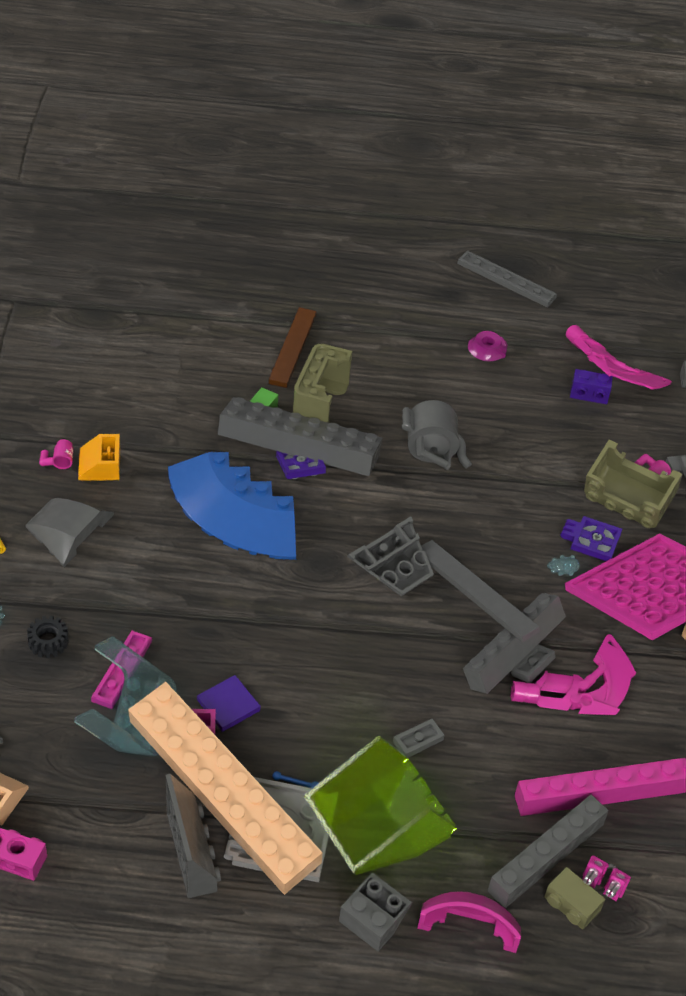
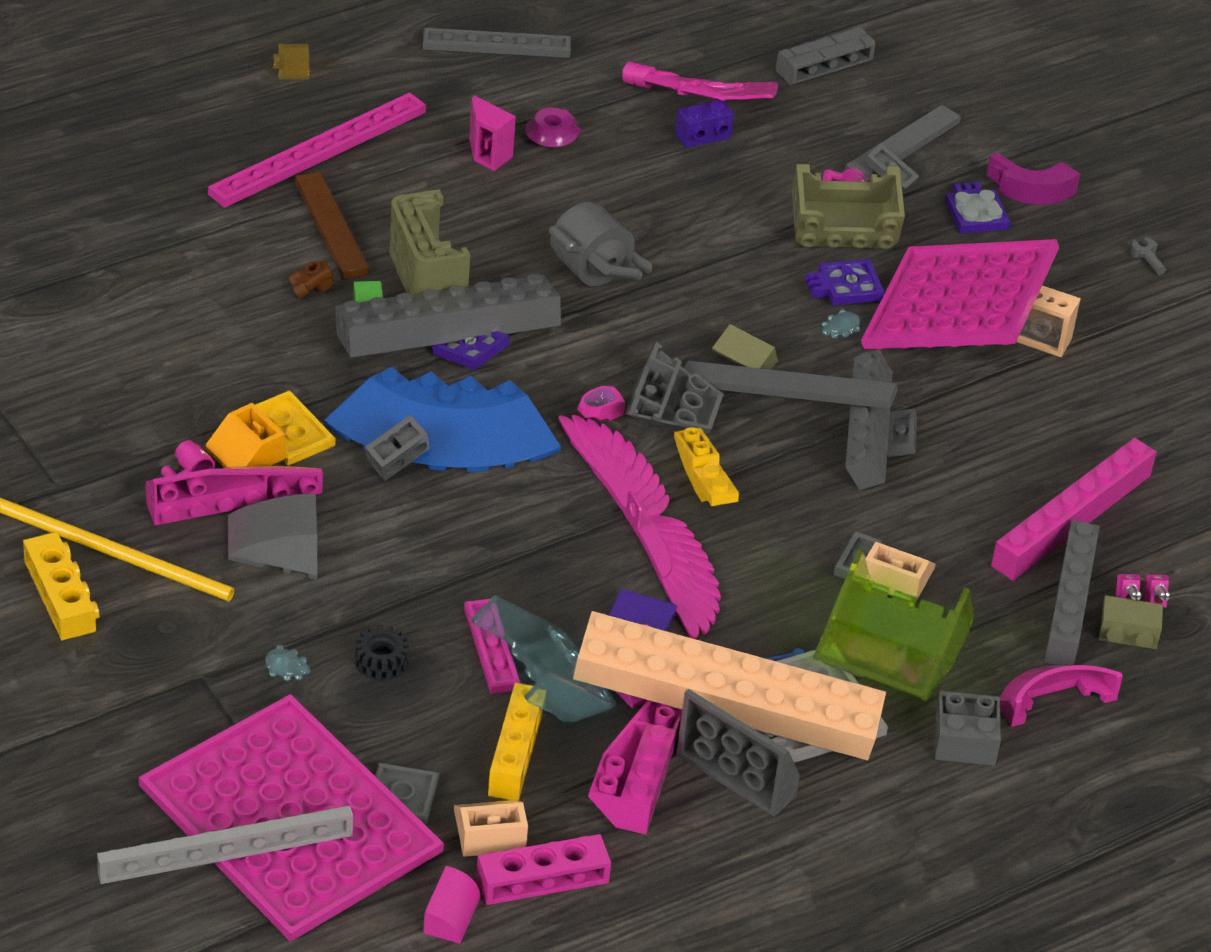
camera: 35 degrees left, 5 degrees down
(57, 750) = (514, 745): none -> yellow brick
(59, 482) = (225, 490): none -> dark pink wedge
(115, 810) = (636, 767): none -> dark pink wedge
(141, 461) = (302, 430): none -> yellow tile
(182, 506) = (397, 447): none -> dark grey brick
(246, 373) = (314, 276): none -> reddish brown plate
(305, 653) = (668, 542): none -> dark pink piece
(328, 297) = (316, 150): none -> dark pink plate
(342, 540) = (602, 404): none -> dark pink rock
(365, 237) = (292, 61): none -> clear yellow brick
(372, 619) = (703, 467): none -> yellow slope
(436, 762) = (898, 569): none -> light nougat slope
(438, 333) = (491, 134): none -> dark pink slope
(475, 553) = (745, 349): none -> olive brick
(611, 664) = (995, 436): dark pink piece -> none

